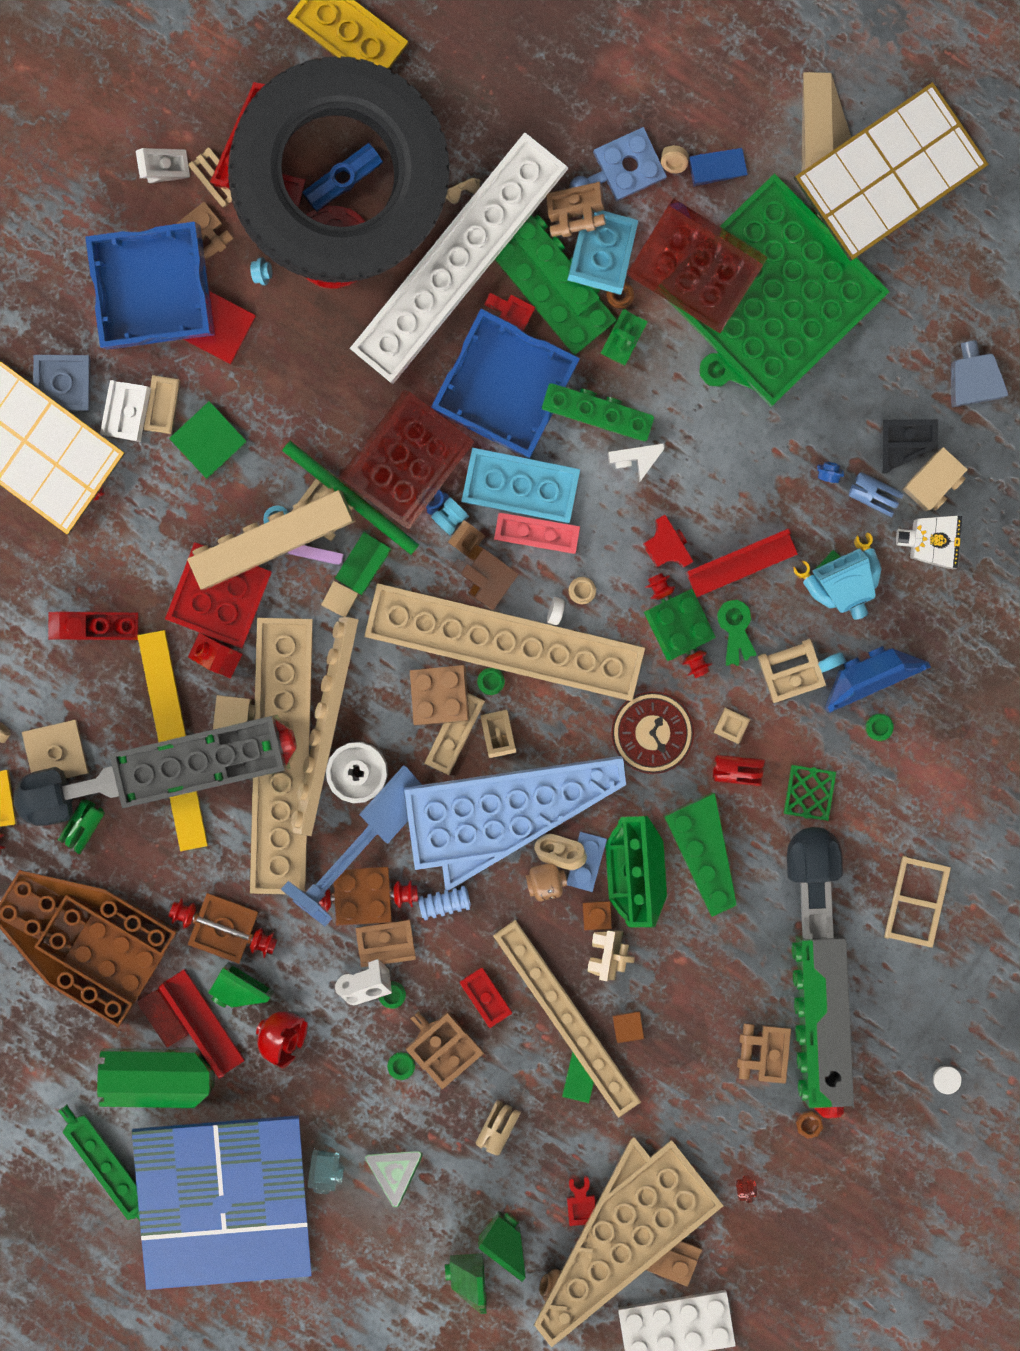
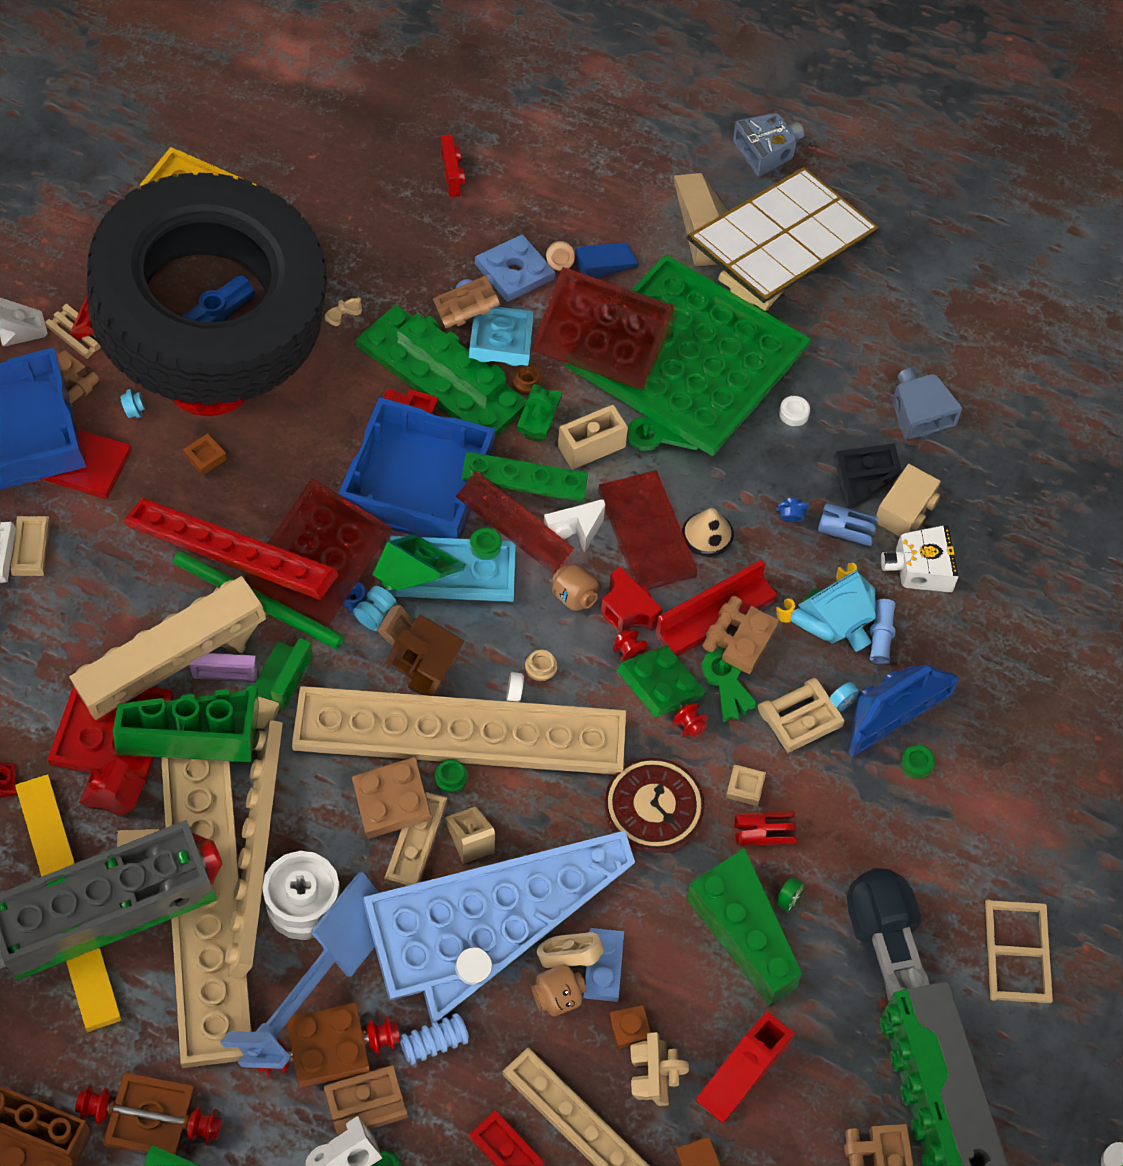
camera: 15 degrees left, 30 degrees down
(208, 440) = (86, 573): green tile -> none
(288, 618) = (191, 727): none -> green wedge
(320, 335) = (204, 454): none -> dark orange plate
(331, 451) = (232, 548): none -> red tile
(459, 258) = (345, 363): white plate -> none
(482, 854) = (473, 966): none -> white tile
(491, 488) = (413, 562): none -> green slope
(537, 533) = (479, 612): coral plate -> none
(553, 470) = (485, 543): none -> green tile
(581, 455) = (514, 522): none -> clear red plate
(590, 21) = (451, 157): none -> red plate
(624, 522) = (575, 587): none -> medium nougat head
(636, 871) = (667, 956): green wedge -> none
(666, 373) = (592, 436): none -> tan brick
(677, 966) = (745, 1066): none -> red slope
(698, 469) = (647, 530): none -> clear red plate
(745, 829) = (790, 894): none -> green tile
(751, 480) = (708, 533): none -> tan hat
(762, 598) = (750, 638): none -> medium nougat plate
(790, 790) = (832, 846): green window -> none
(857, 363) = (794, 411): none -> white tile
(880, 604) = (882, 631): none -> light blue pin
(903, 47) = (766, 141): none -> sand blue torso

